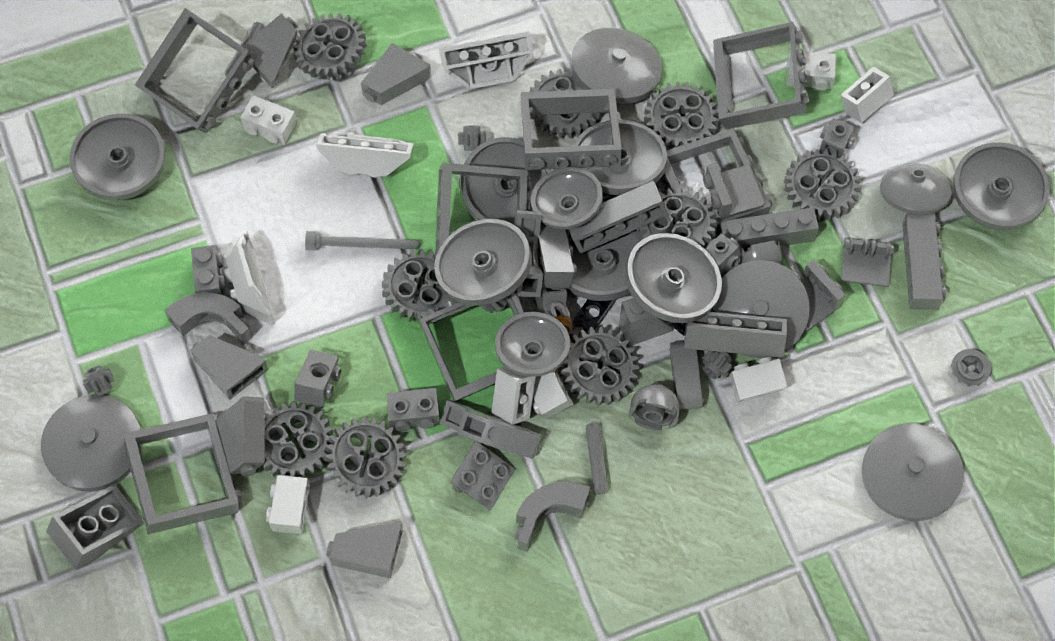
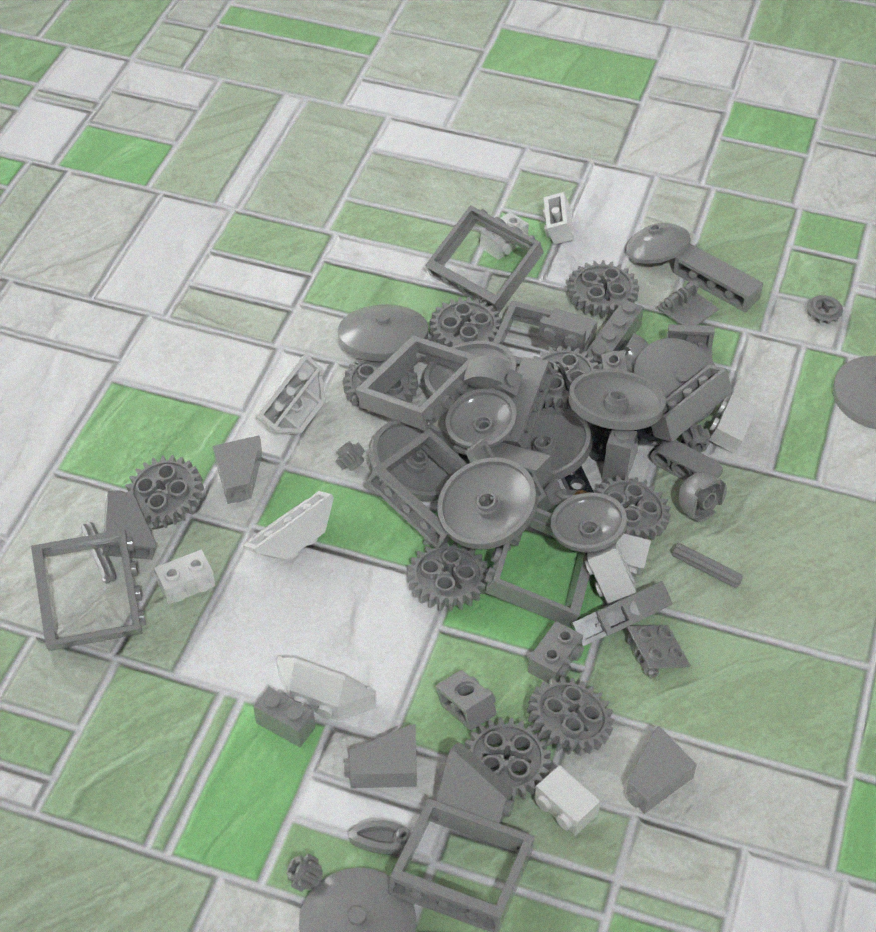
camera: 50 degrees left, 15 degrees down
(117, 156) = (99, 707): light grey dish -> none
(166, 405) = (379, 836): none -> light grey arm
(208, 307) = (320, 736): light grey arch -> none
(315, 241) = (330, 621): light grey piece -> none
(549, 499) = (726, 606): light grey arch -> none
(609, 175) = (492, 373): none -> light grey brick
(837, 137) = (575, 254): light grey brick -> none
(1001, 186) = (701, 201): light grey dish -> none

